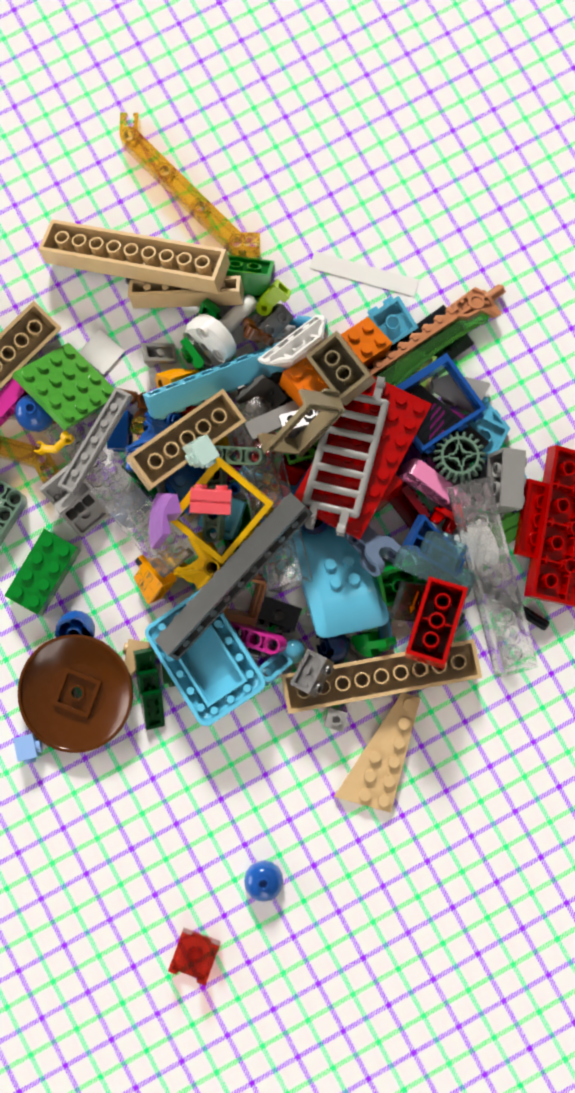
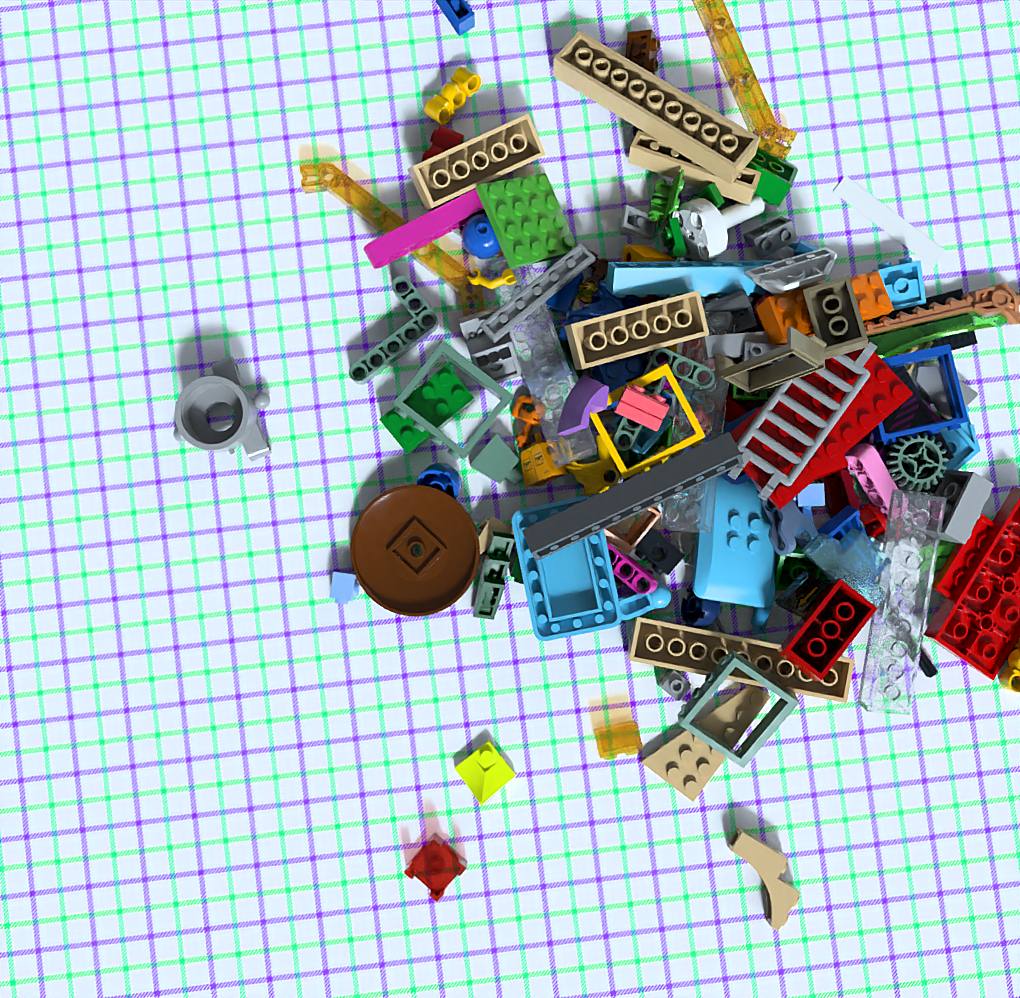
camera: 15 degrees right, 5 degrees up
(68, 526) = (472, 371): none -> sand green window
(101, 351) = (576, 196): white sticker -> none
(111, 214) = (643, 49): none -> reddish brown bracket
(117, 593) = (497, 462): none -> sand green torso
(121, 544) = (529, 417): none -> orange piece
(173, 326) = (665, 198): none -> bright green hinge
(201, 452) = (651, 351): light aqua brick -> none
(206, 857) = (485, 772): none -> neon yellow plate
(255, 334) = (750, 241): reddish brown bar -> none
(263, 880) = (534, 818): blue cylinder -> none
(271, 297) = (783, 208): lime leg -> none
(306, 785) = (618, 739): none -> clear yellow brick
(312, 673) = (671, 629): flat silver bracket -> none
(371, 645) = (741, 621): green brick -> none
(383, 521) = (810, 497): none -> light blue brick
(423, 727) = (762, 731): none -> sand green window
(473, 840) = (769, 865): none -> tan arch

